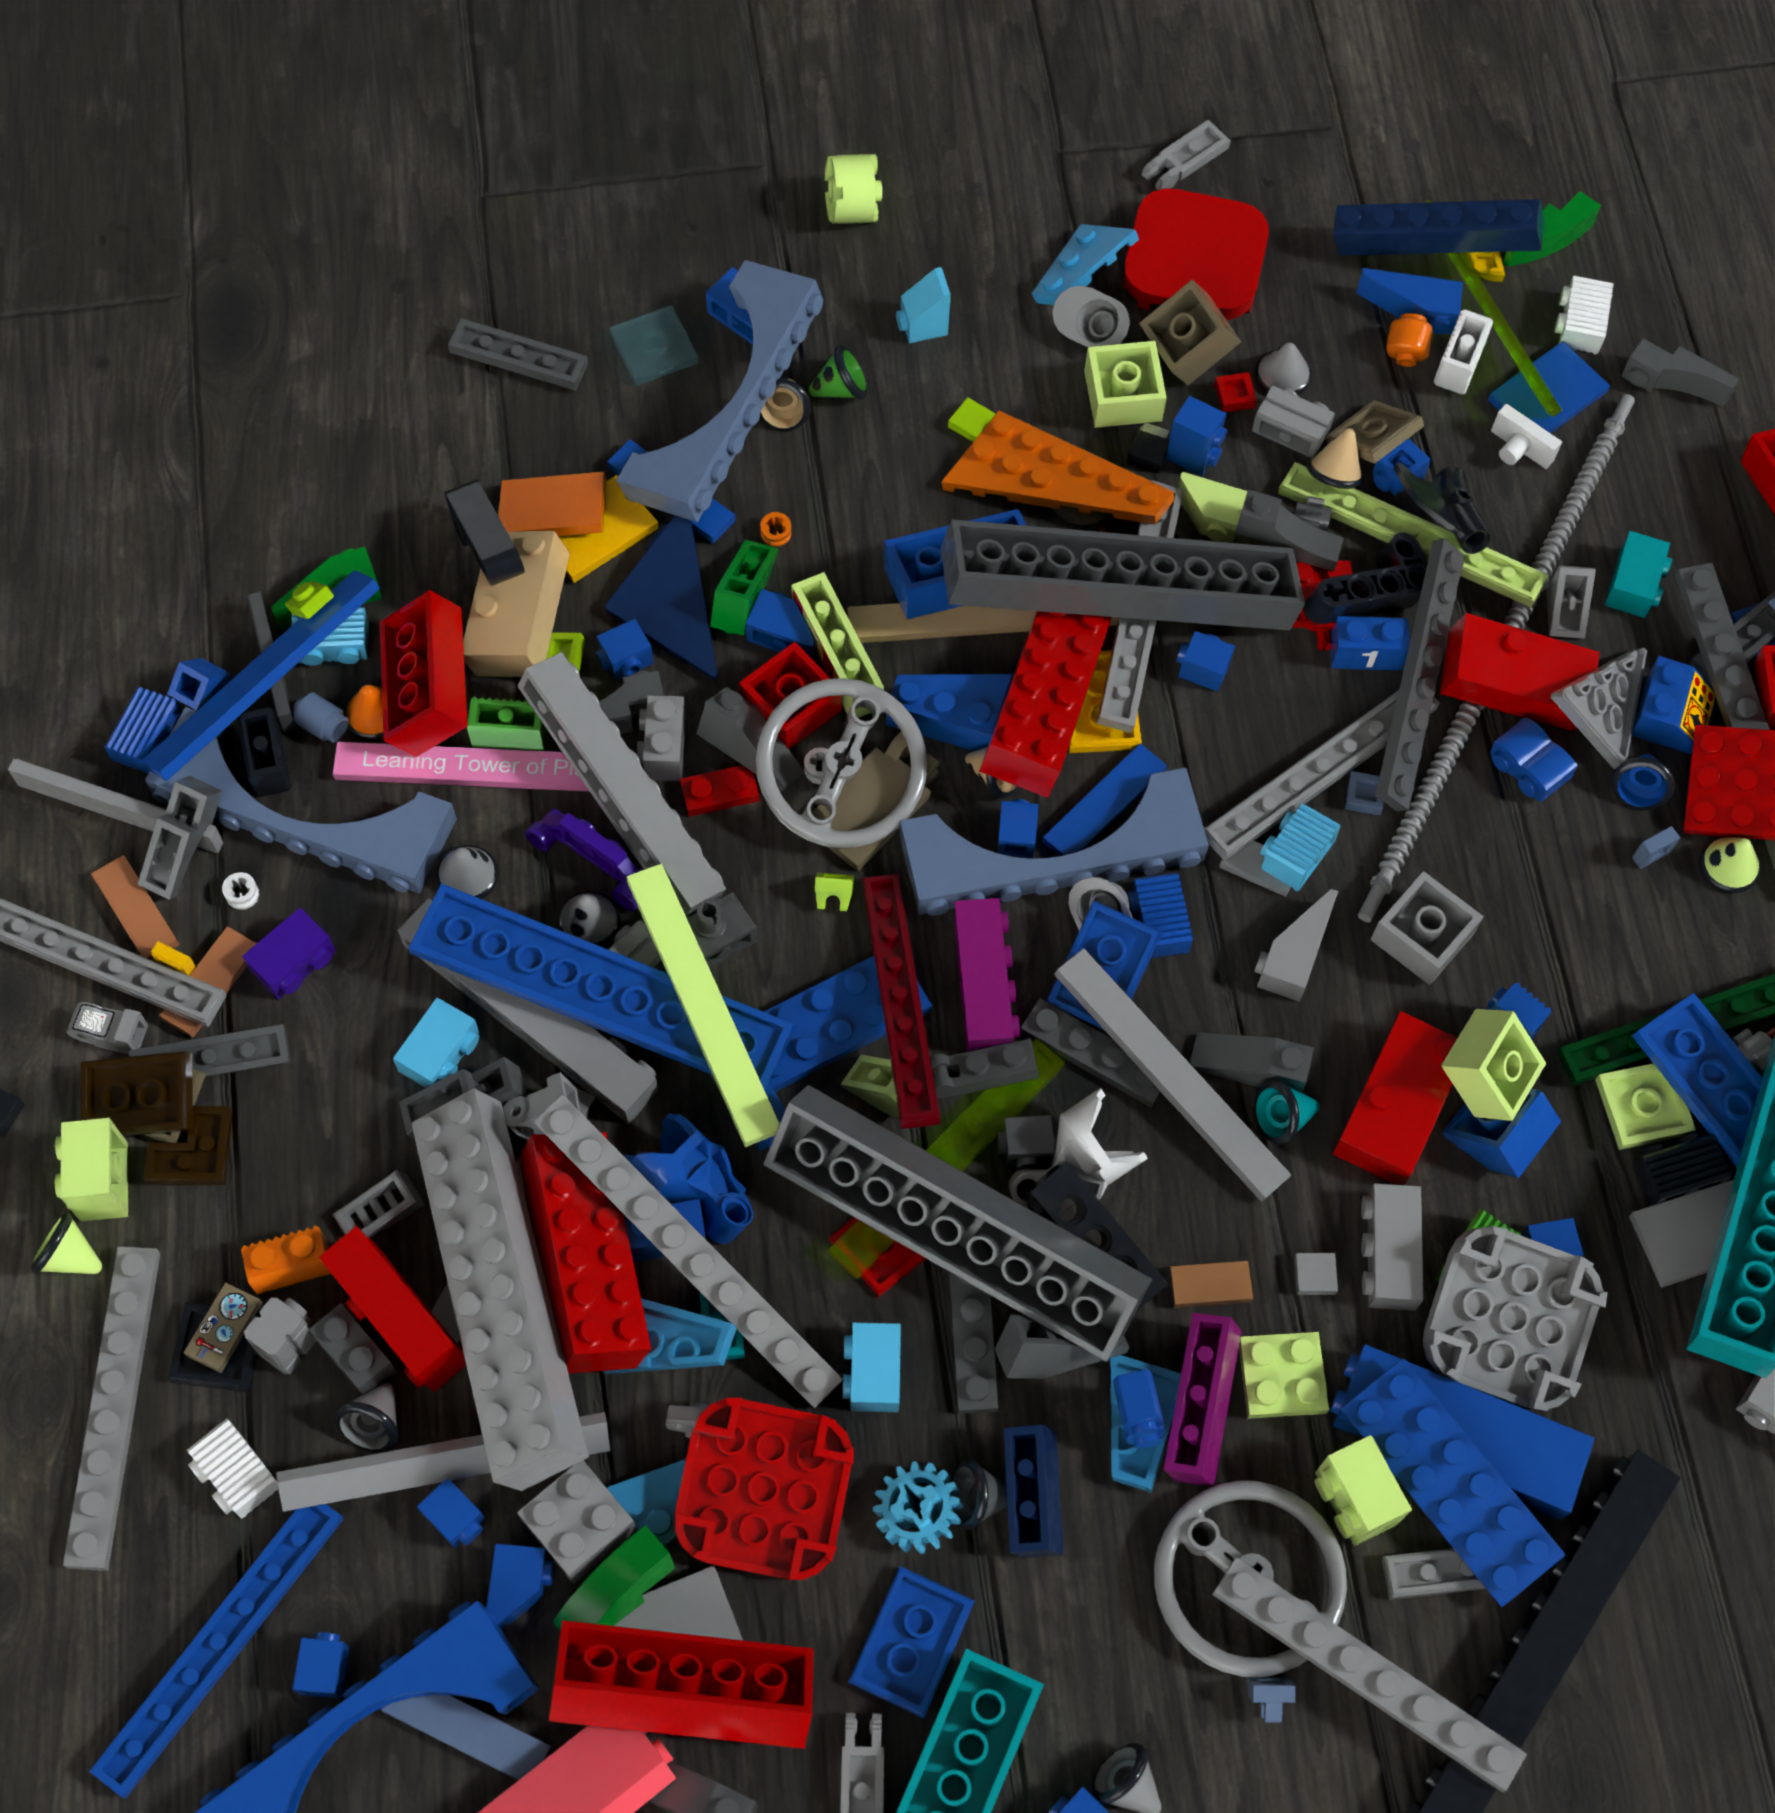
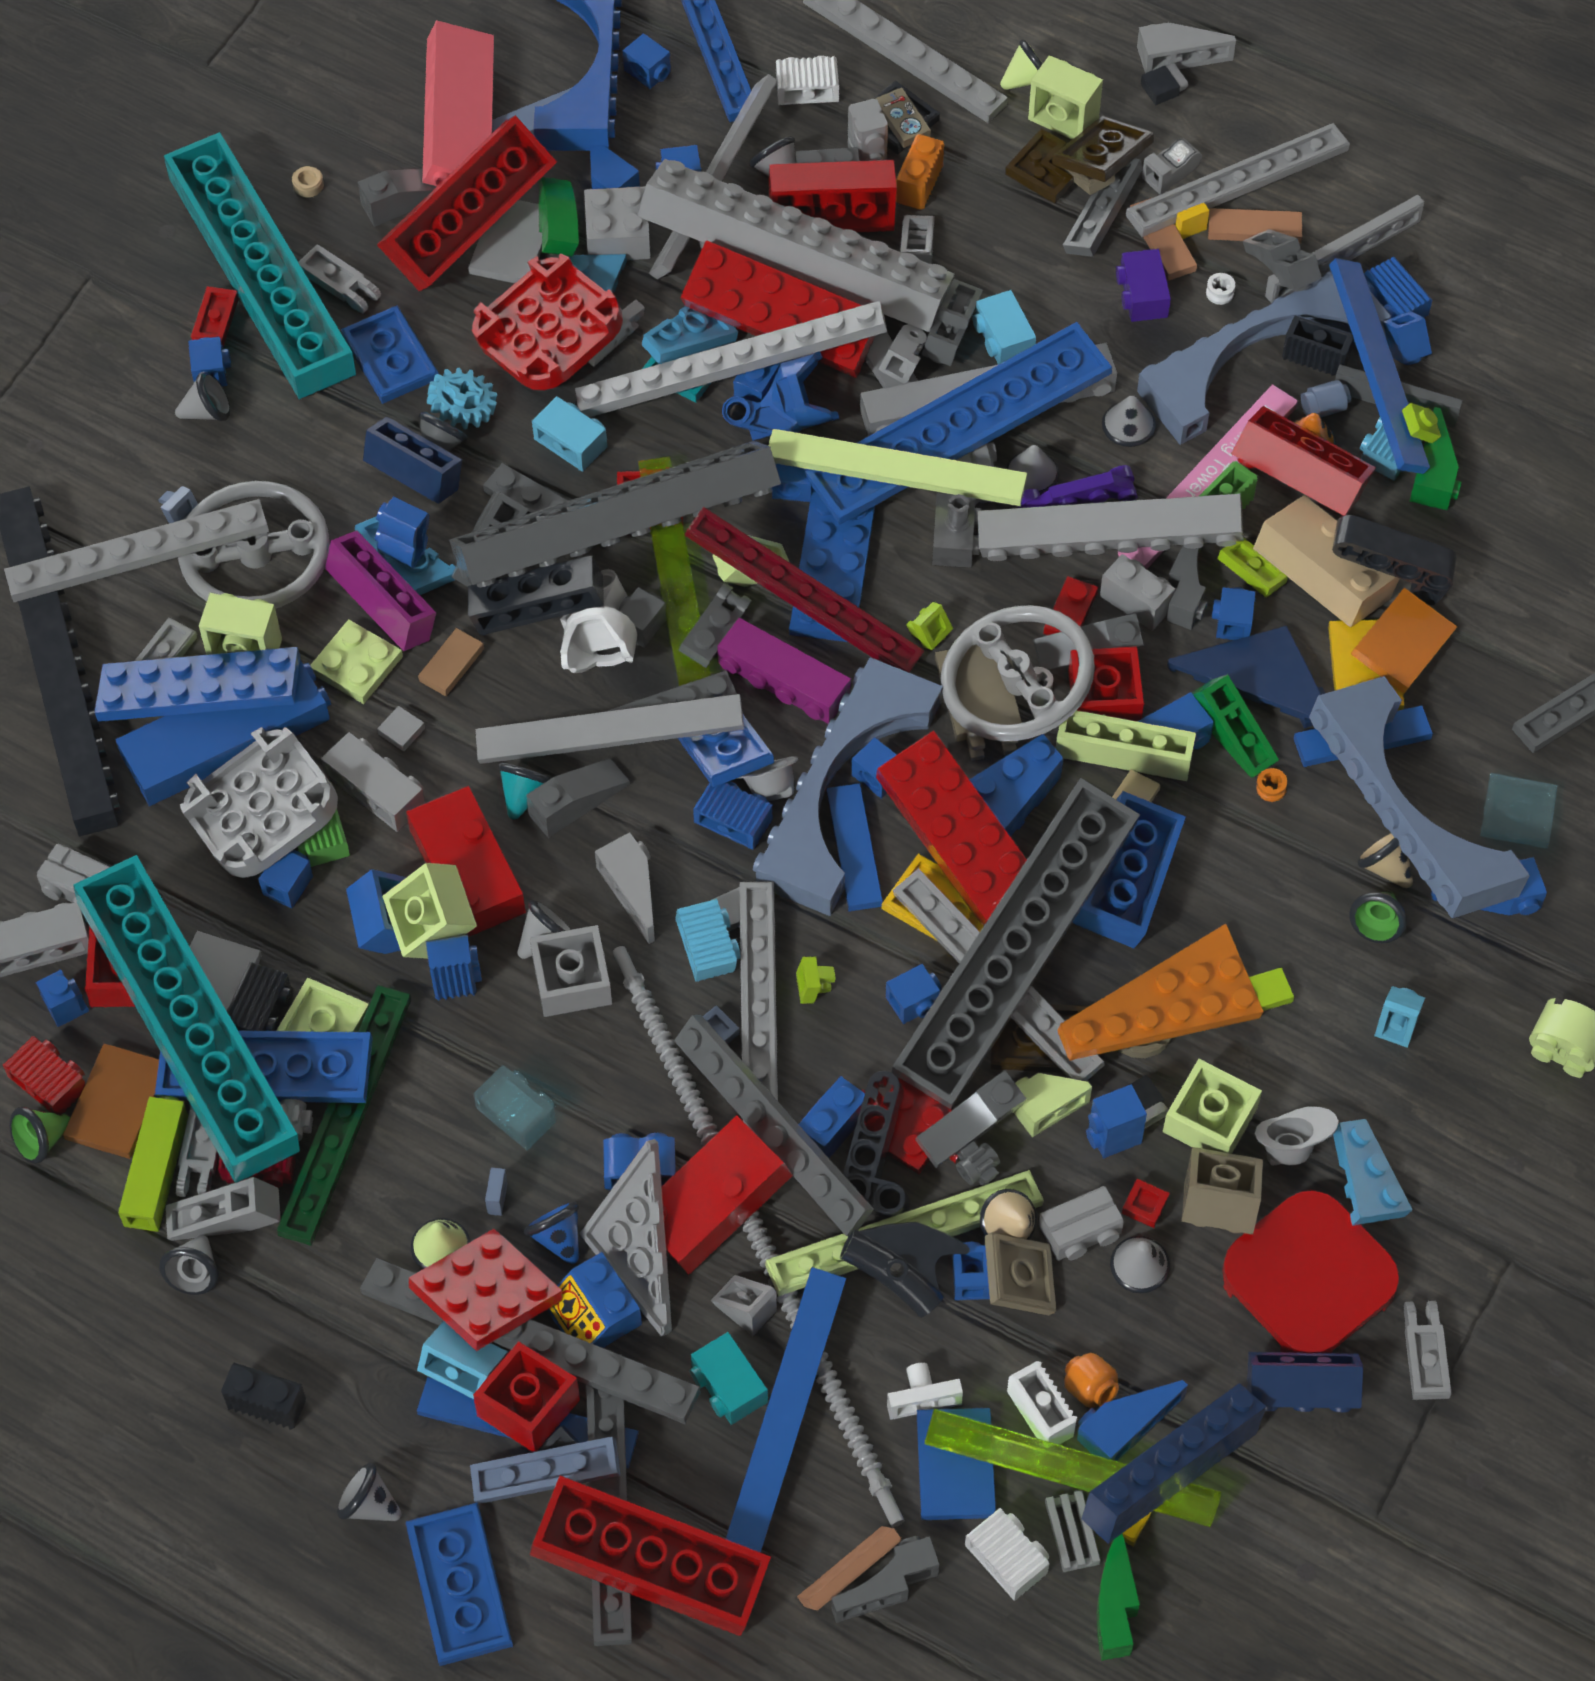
camera: 130 degrees right, 5 degrees down
(1261, 743) = (813, 979): none -> lime tile
(1286, 205) = (1306, 1380): none -> dark blue brick
(1402, 984) = (538, 922): none -> light grey hat
(1538, 275) = (1065, 1501): none -> light grey tile
(1575, 888) = (515, 1106): none -> clear light blue brick
(1626, 514) = (785, 1409): none -> blue tile
(1693, 403) = (849, 1568): none -> nougat tile
(1719, 1433) = (65, 869): none -> light grey brick

